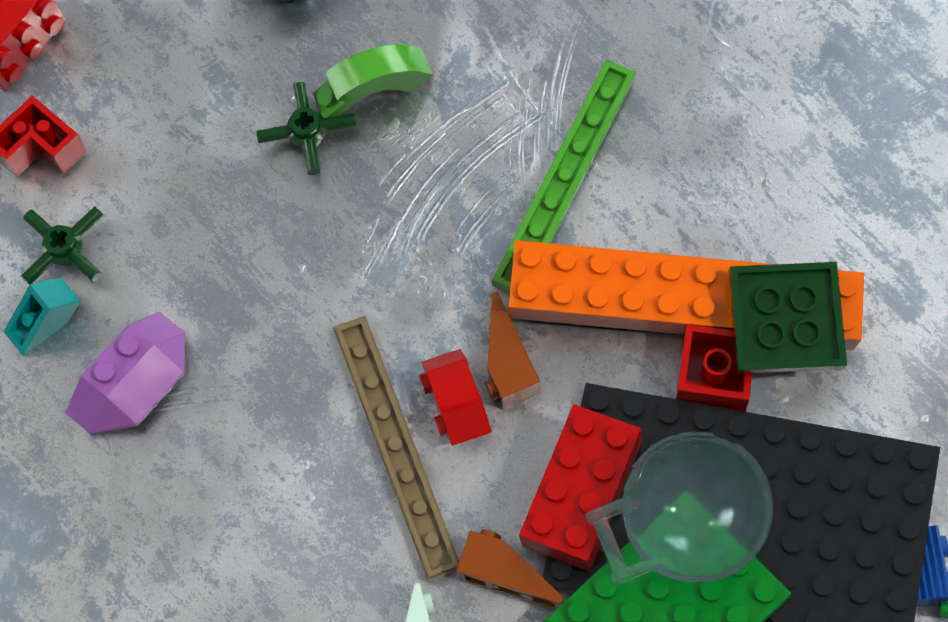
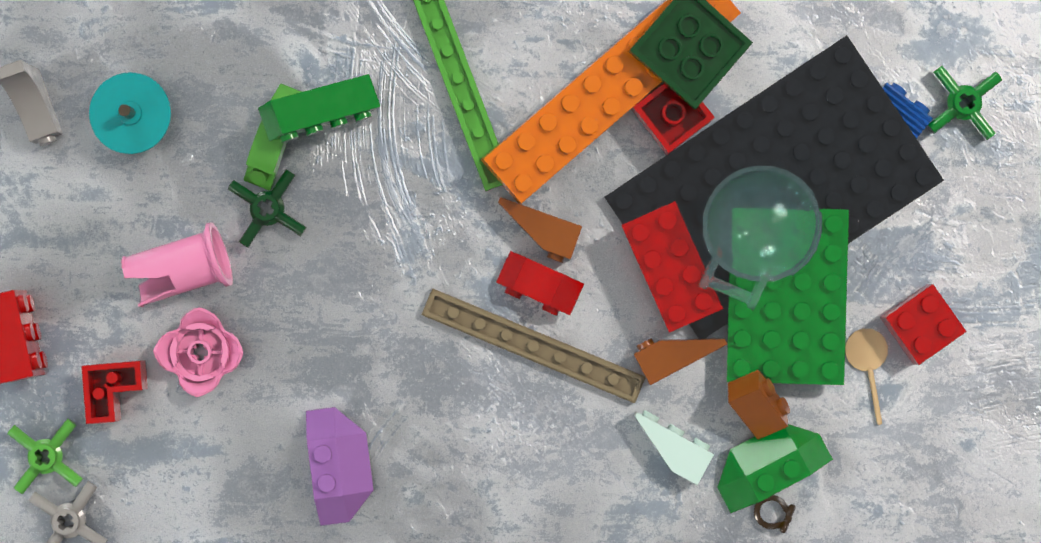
camera: 55 degrees left, 20 degrees up
(41, 314) = (241, 486): teal slope -> none
(67, 255) = (196, 441): dark green bar -> none
(118, 162) = (176, 352): none -> bright pink brick
(197, 103) = (180, 266): none -> bright pink piece
(428, 82) = (318, 108): none -> green brick

